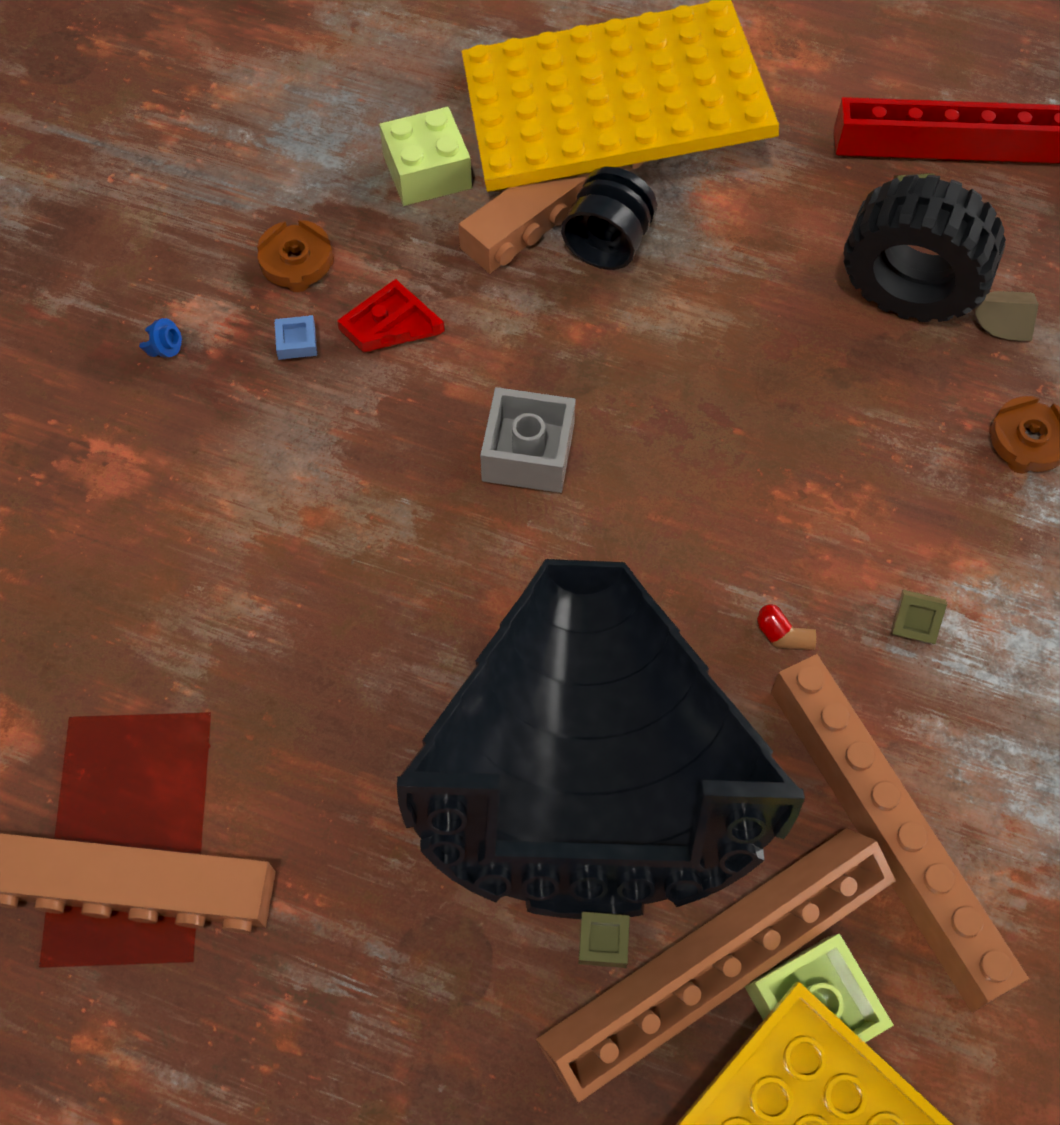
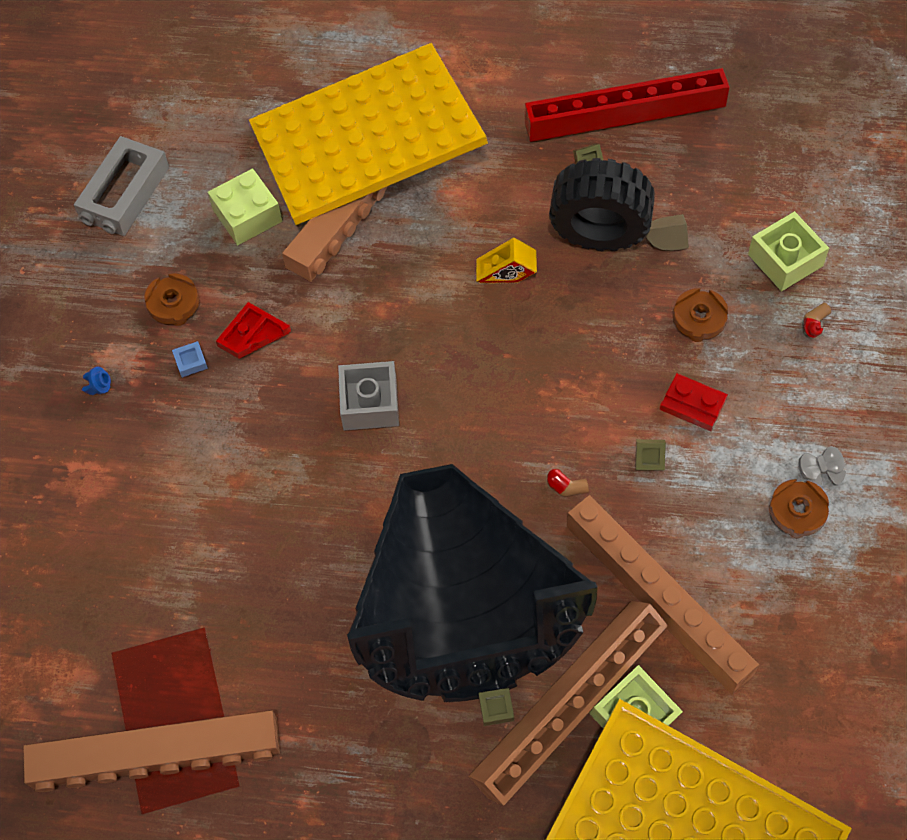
camera: 10 degrees left, 0 degrees up
(285, 113) = (124, 213): none -> light grey piece
(609, 218) = (385, 226): black wheel -> none
(768, 305) = (507, 263): none -> yellow slope
(997, 556) = (693, 402): none -> red plate

